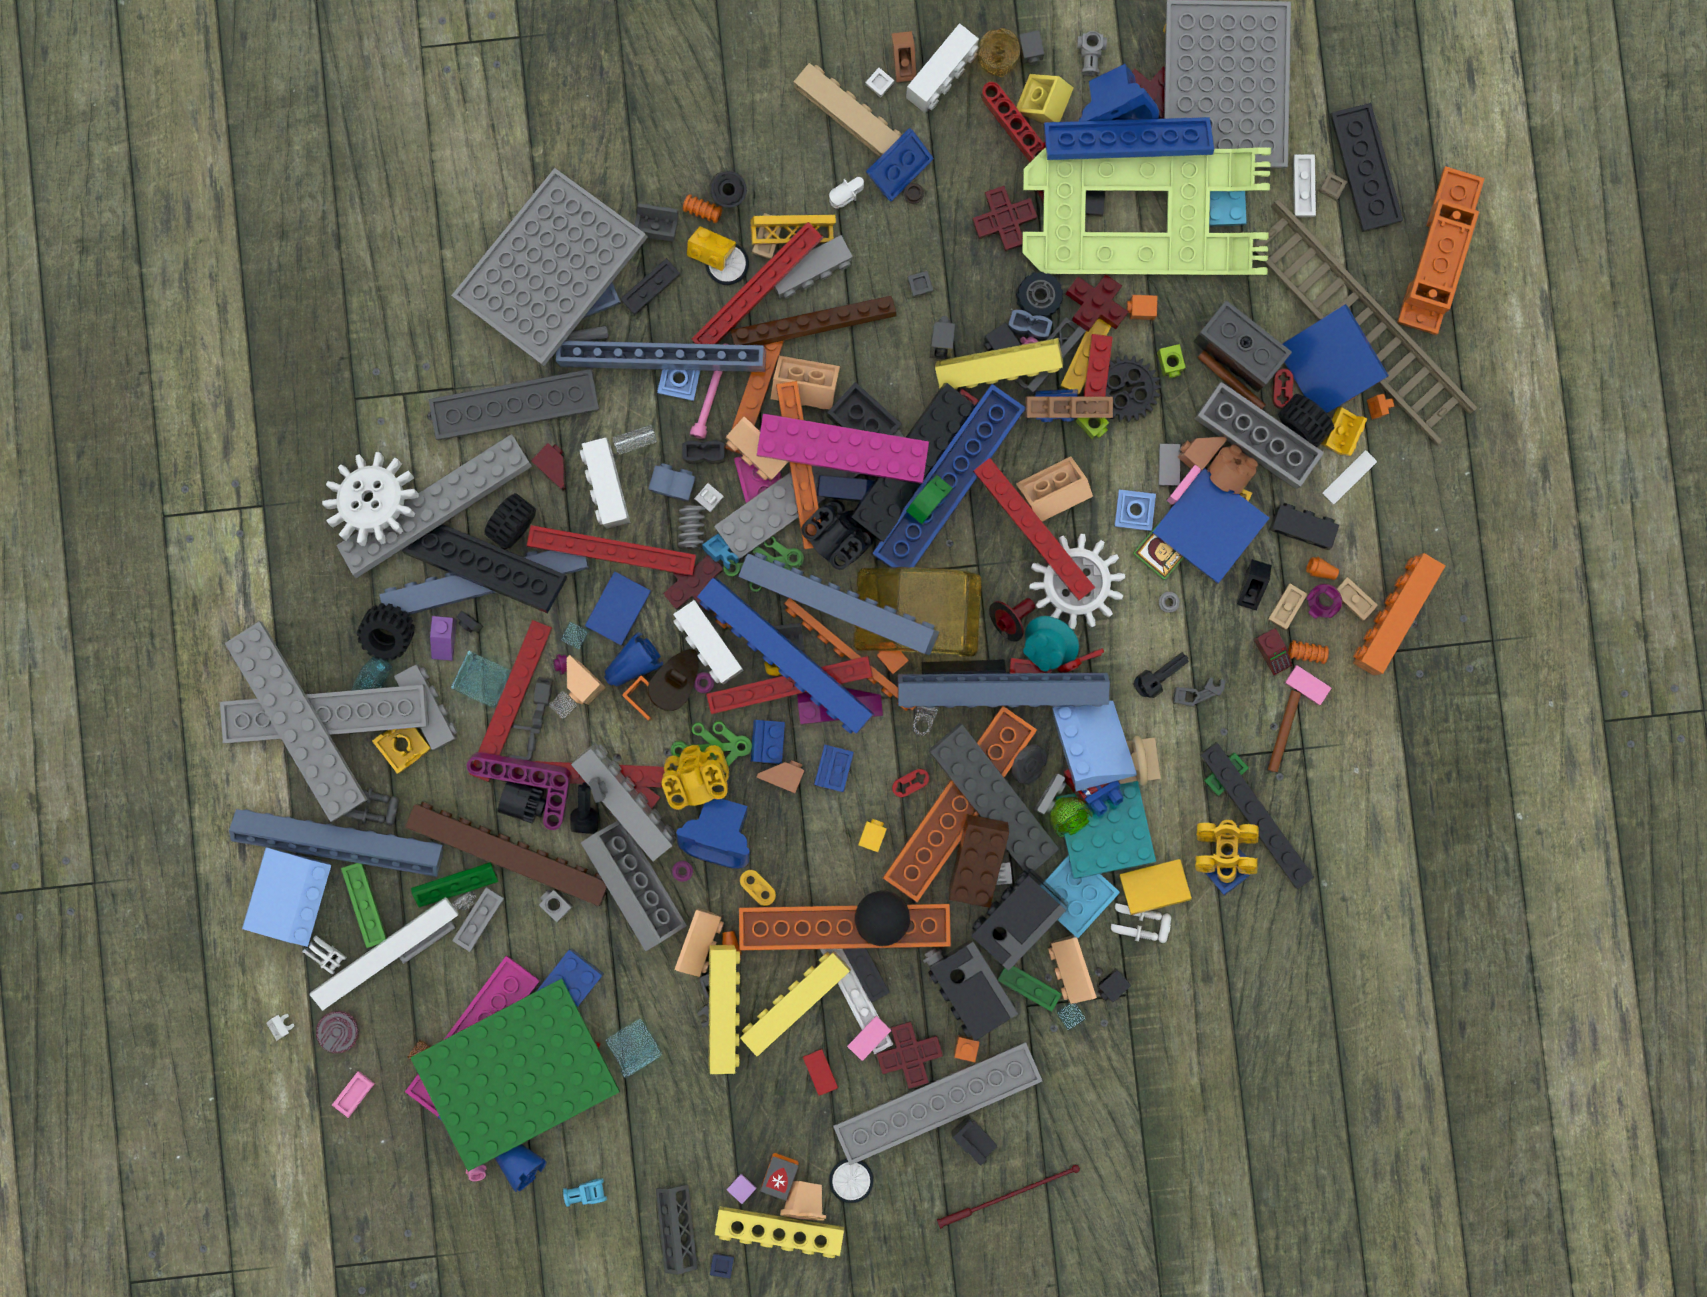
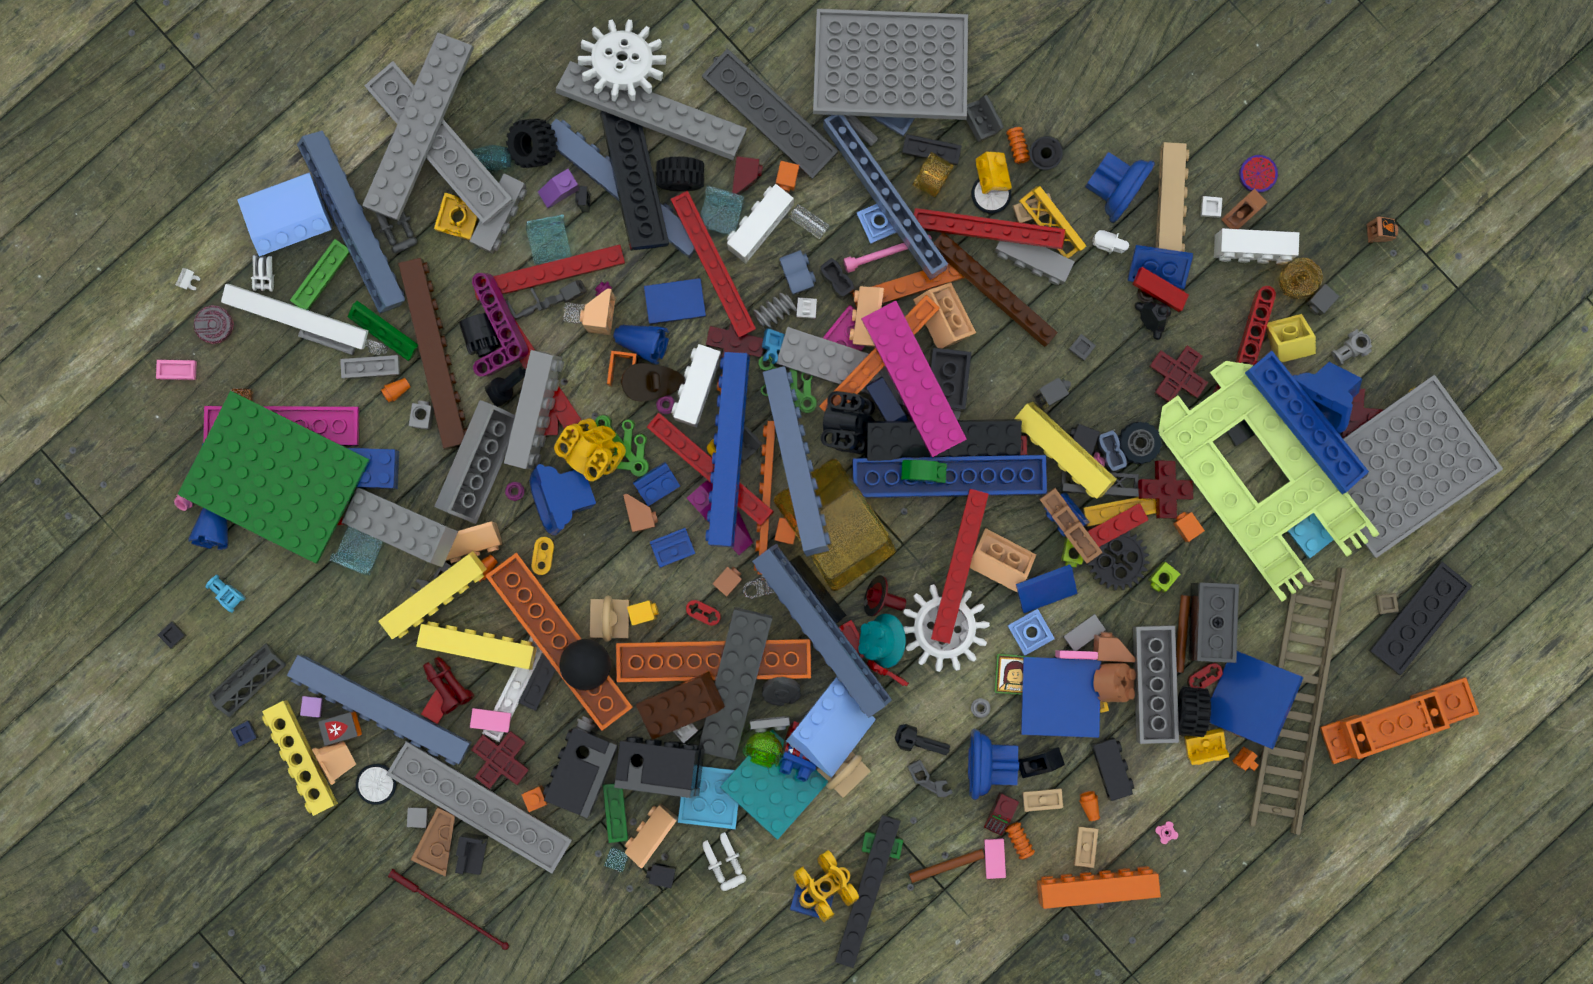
camera: 55 degrees right, 0 degrees up
(515, 911) = (395, 389): none -> orange cone
(568, 509) = (721, 210): none -> clear light blue bracket
(574, 635) = (631, 284): clear light blue tile -> none
(580, 429) = (787, 176): none -> orange brick
(587, 1267) = (172, 635): none -> black plate
(598, 789) = (526, 383): dark grey plate -> none
(641, 994) = (400, 527): none -> light grey brick
(674, 301) = (933, 174): none -> clear yellow brick
(788, 1129) = (380, 709): none -> sand blue brick
(800, 146) = (1118, 183): none -> blue piece
(828, 1062) = (450, 703): none -> dark red piece
(855, 869) = (609, 618): none -> tan tile
(880, 20) = (1258, 173): none -> tile
(898, 740) = (728, 580): none -> nougat brick
(907, 1164) = (417, 817): none -> light grey tile
(919, 179) = (1160, 289): none -> red tile
(939, 202) = (1154, 317): none -> black rock
(941, 1164) = (435, 843): none -> medium nougat wing
(1108, 468) = (1046, 588): none -> blue tile
(1155, 887) = (758, 853): yellow tile -> none
(1224, 629) = (990, 764): none -> blue piece
(1304, 185) = (1371, 581): white plate -> none
(1319, 610) = (1057, 824): magenta piece -> none
(1349, 477) = (1175, 776): white sticker -> none
(1387, 524) = (1160, 830): none -> bright pink plate

